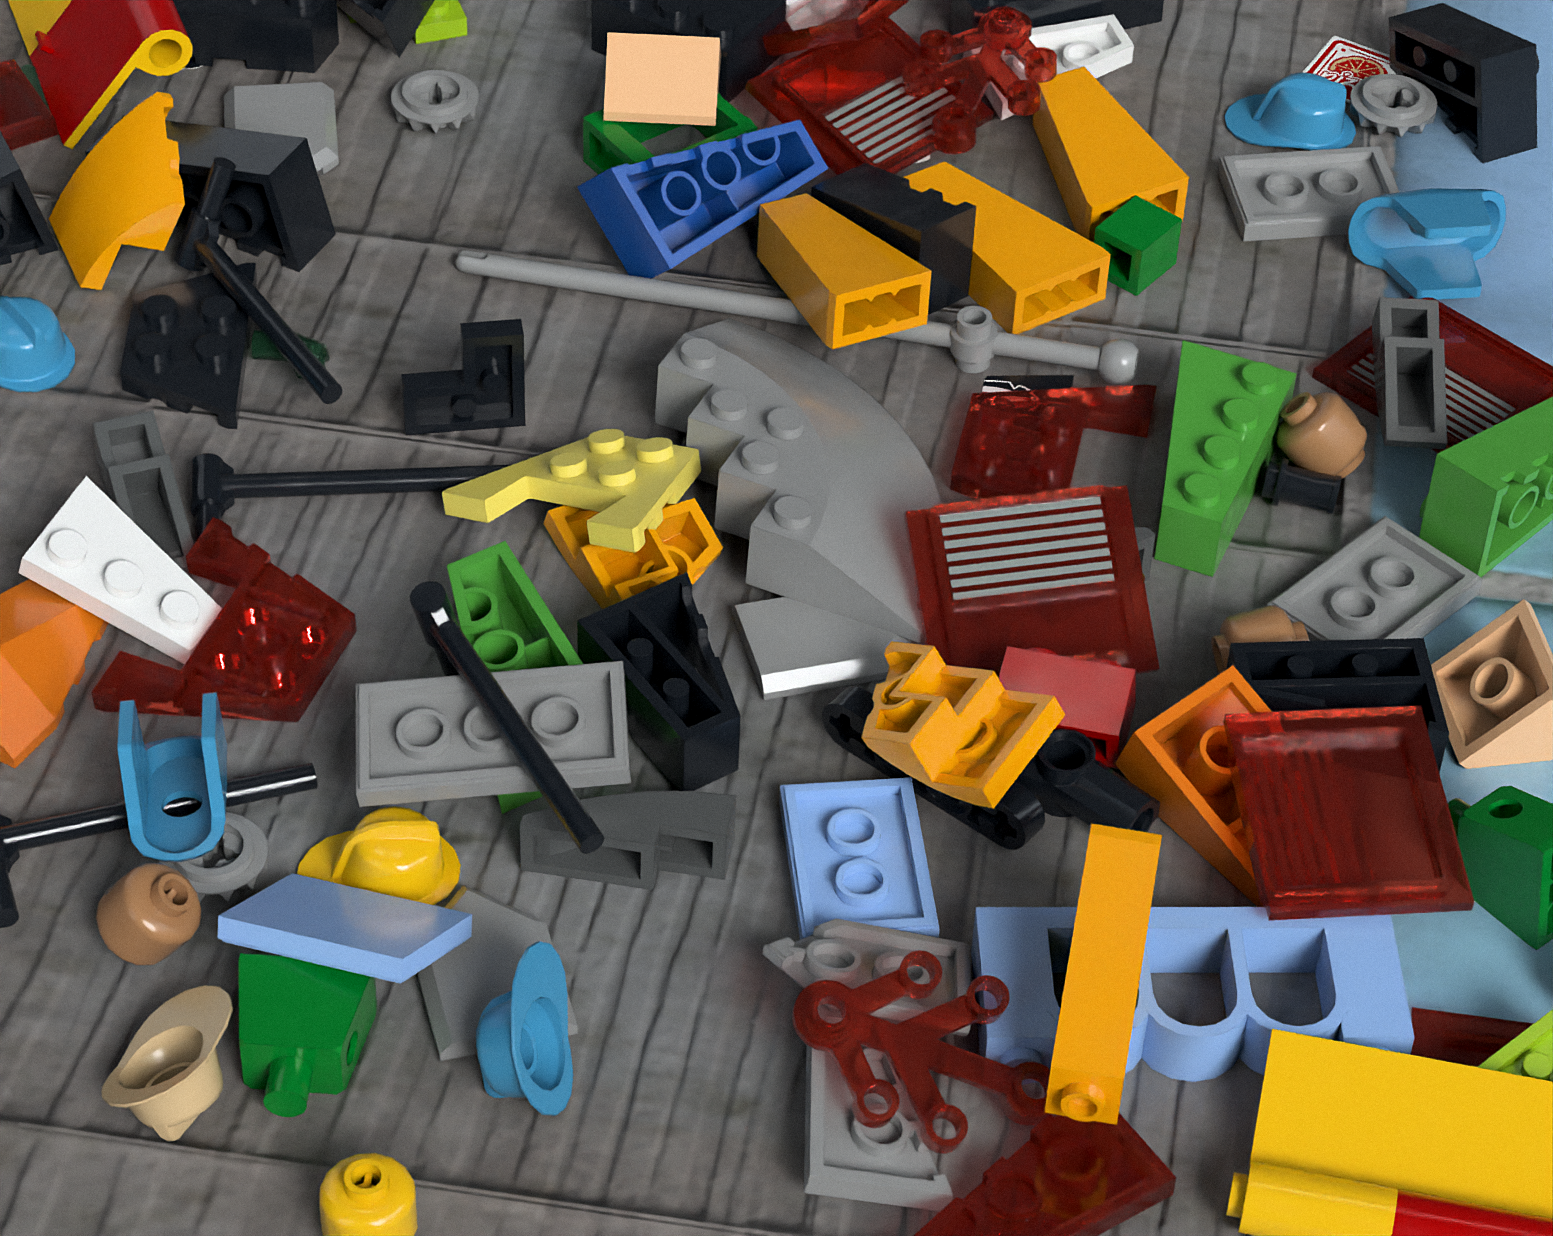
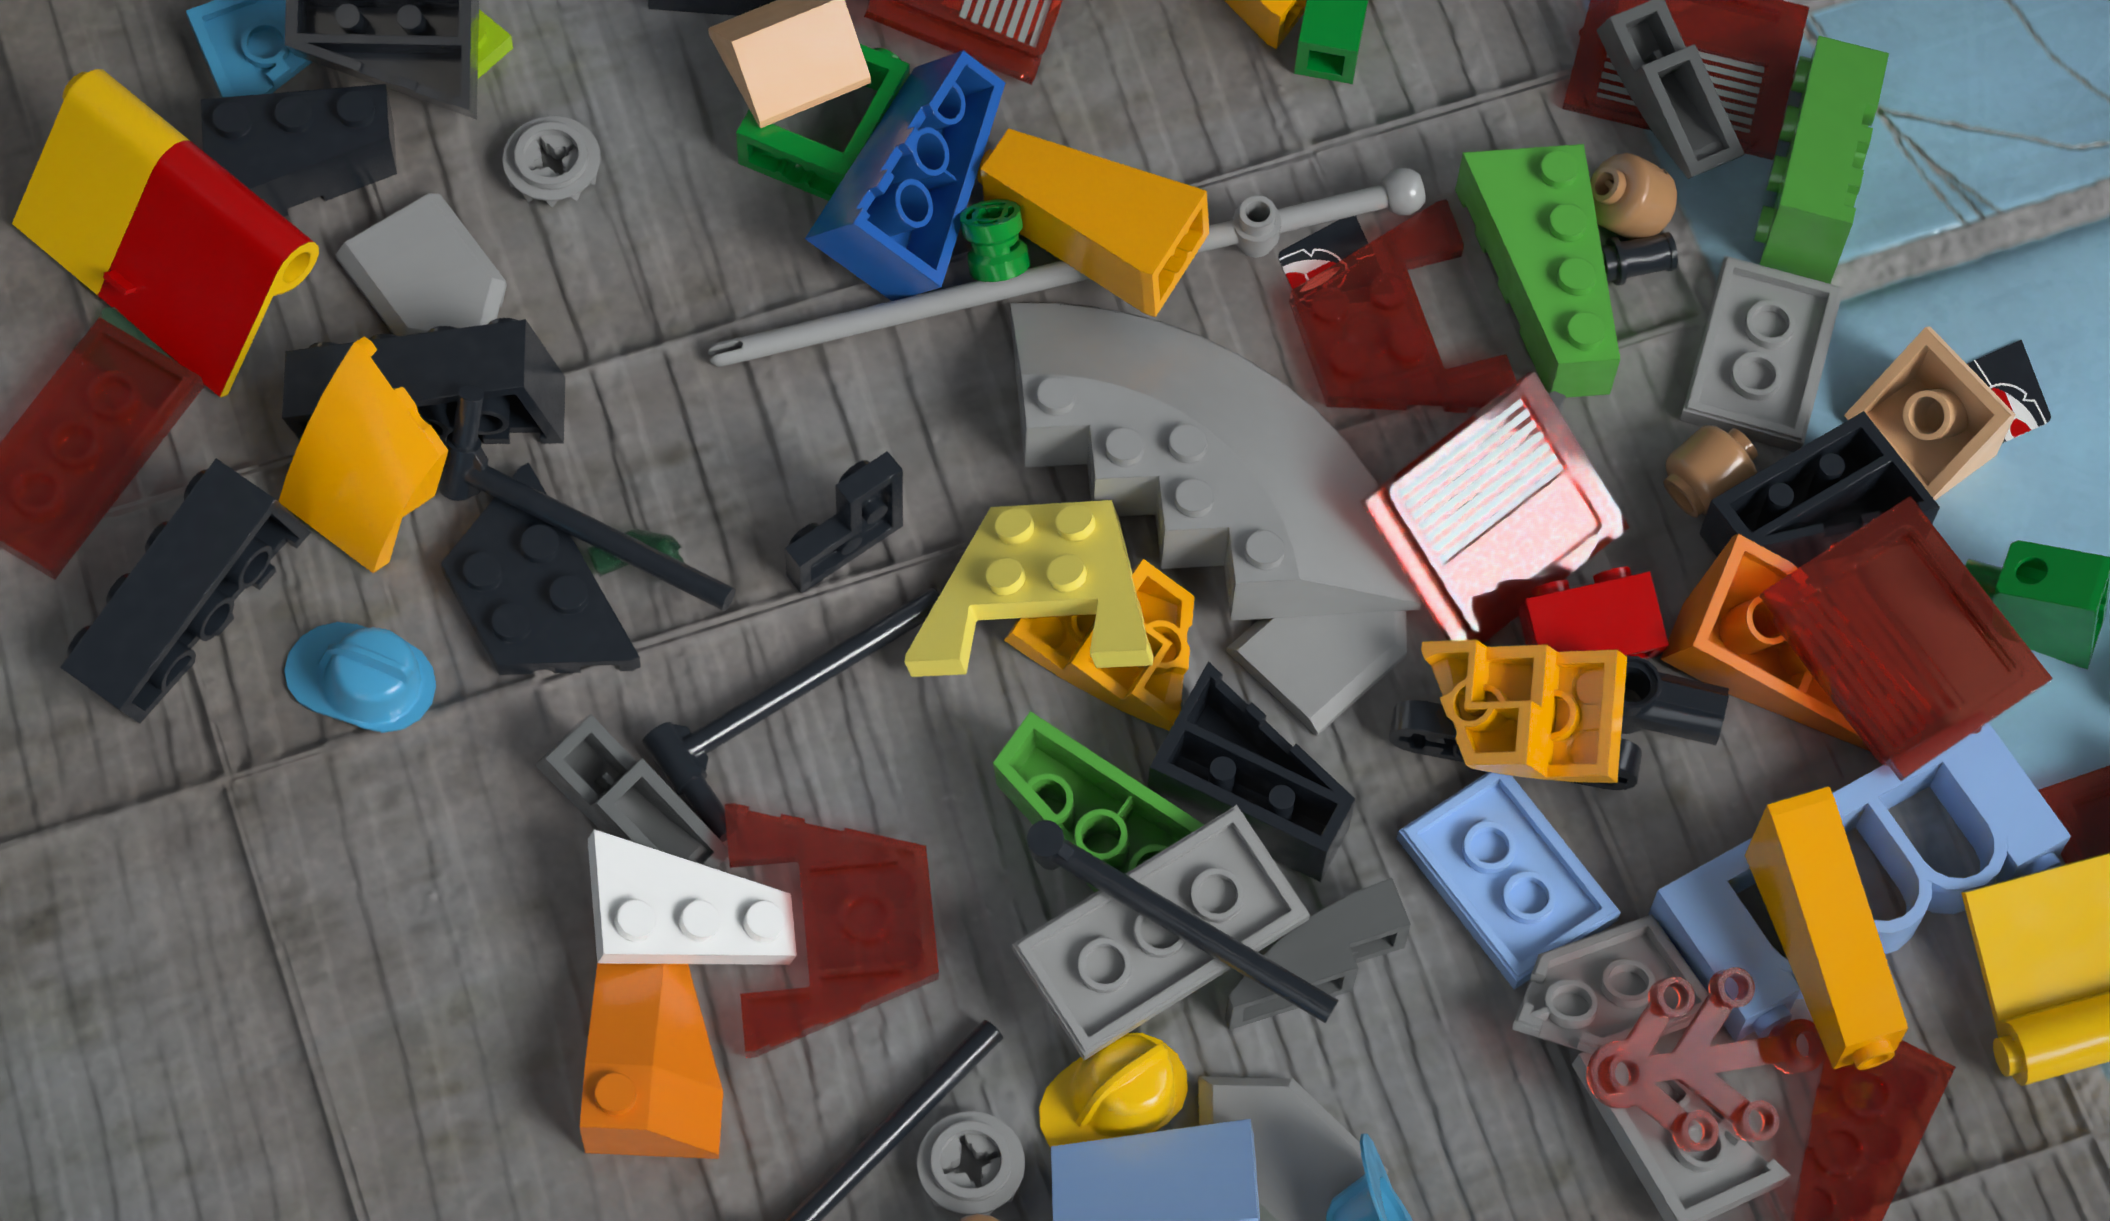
camera: 30 degrees left, 20 degrees up
(169, 771) = (916, 1083): dark azure piece -> none
(740, 261) = (995, 241): none -> green wheel
(910, 221) = (1114, 123): black wedge -> none
(1021, 261) = (1207, 97): light orange slope -> none

